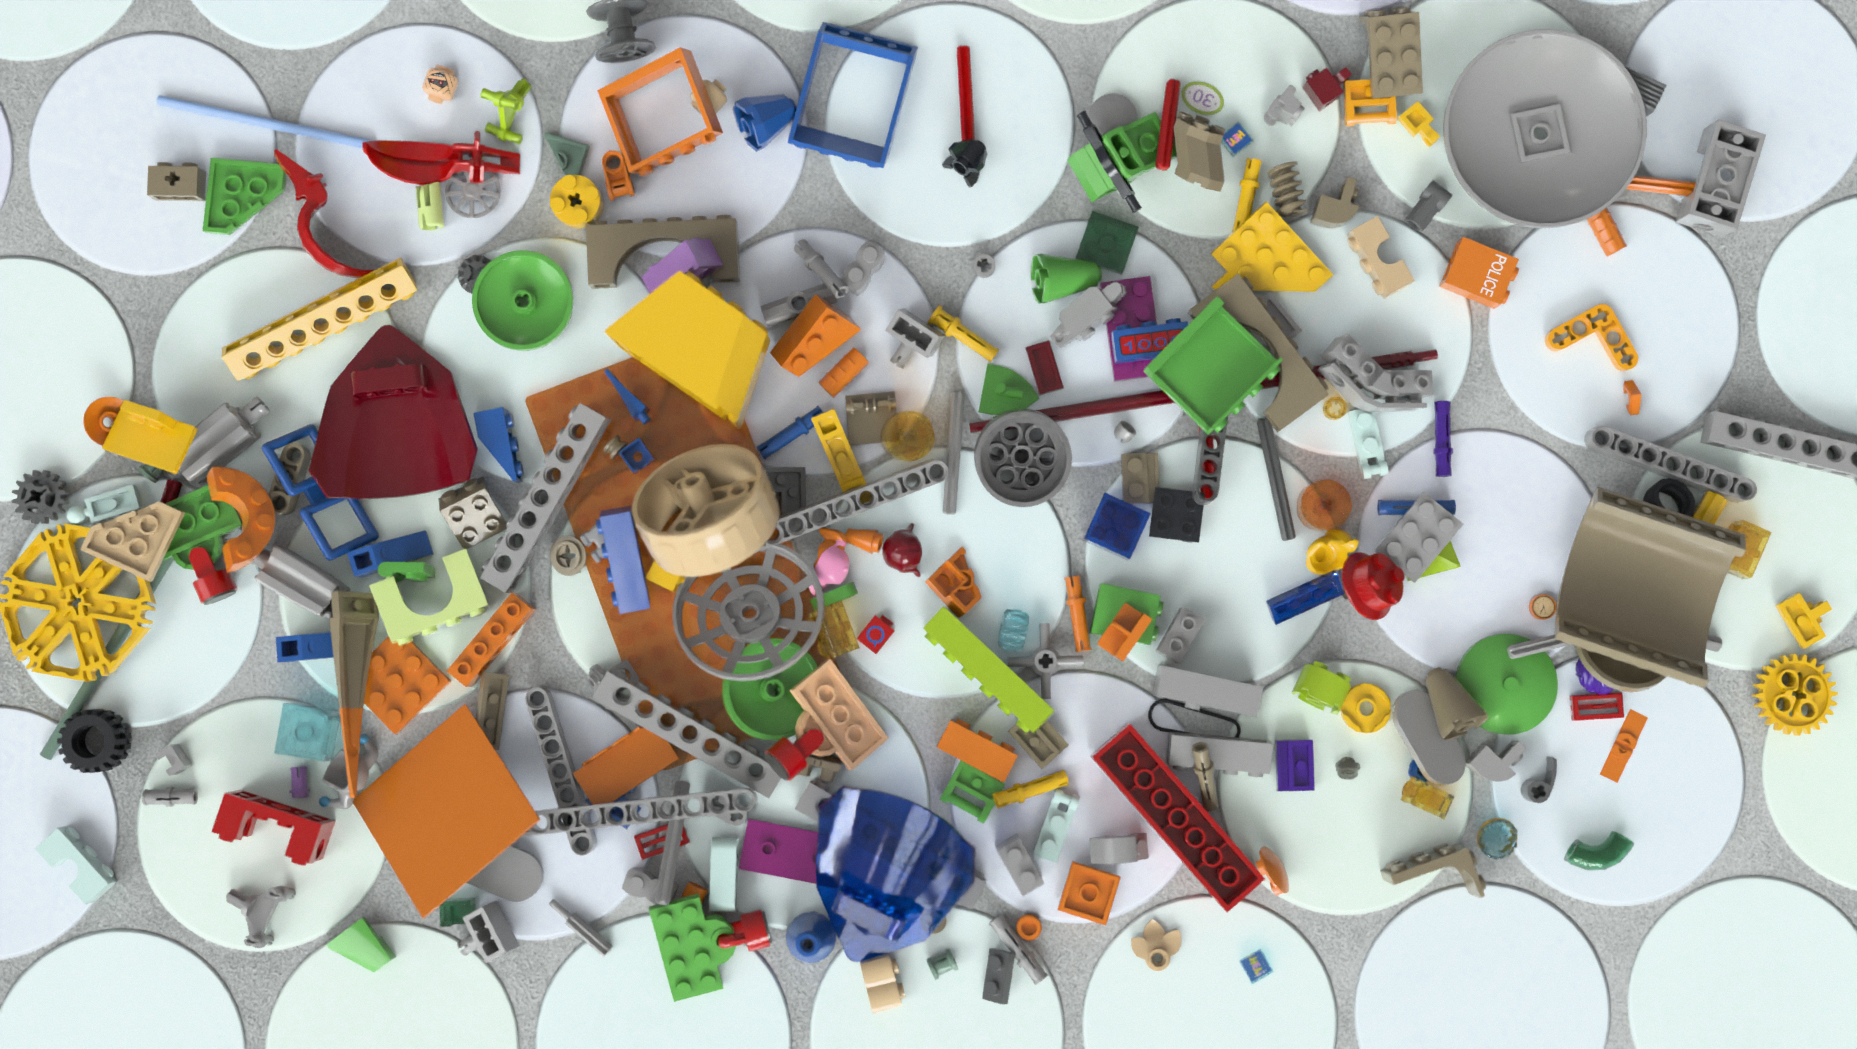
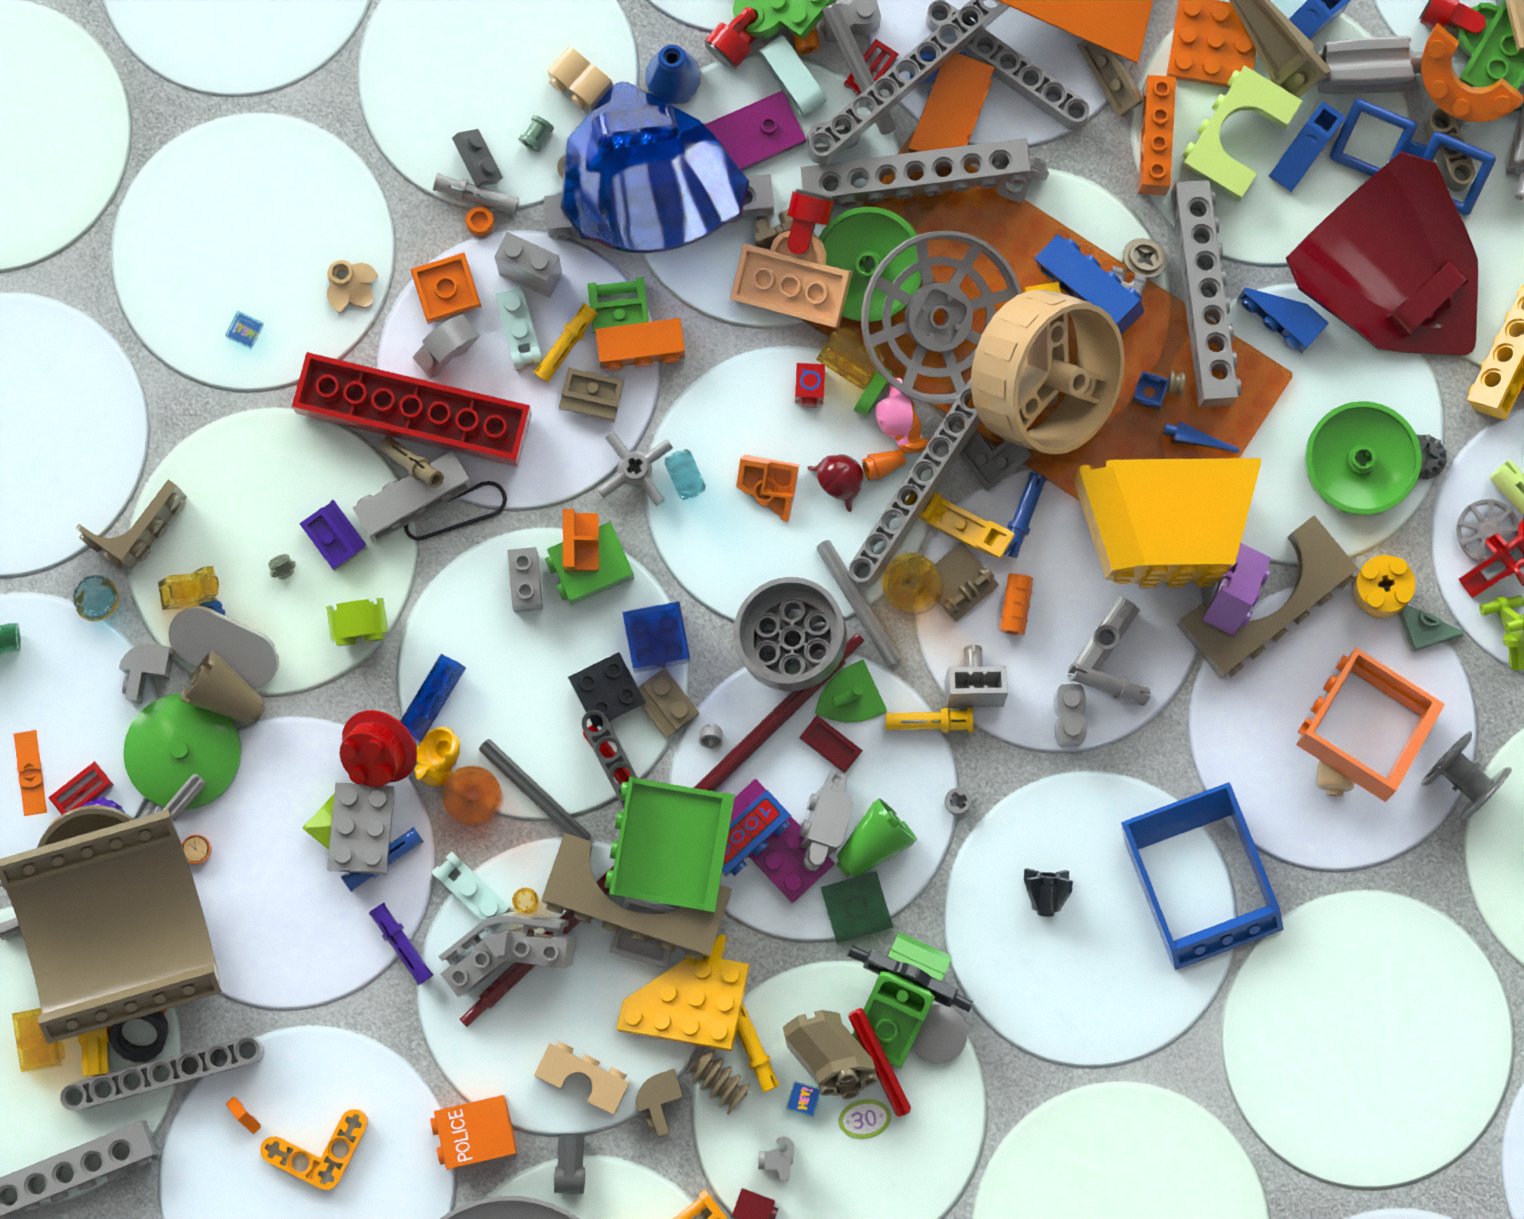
camera: 140 degrees right, 5 degrees down
(410, 570) = (1274, 142): bright green plate -> none
(471, 513) = (1262, 235): dark tan bracket -> none
(617, 180) = (1364, 636): orange piece -> none
(763, 118) = (1268, 792): blue cone -> none
(813, 336) = (1068, 616): orange wedge -> none
(965, 93) = (1095, 956): red axle -> none
(988, 669) = (682, 421): lime brick -> none
(1077, 613) = (643, 542): orange pin -> none
(1207, 691) = (464, 542): light grey brick -> none
(1274, 869) = (288, 422): orange dish -> none
(1380, 708) = (298, 619): yellow tile -> none
(1544, 787) = (83, 678): dark grey panel -> none

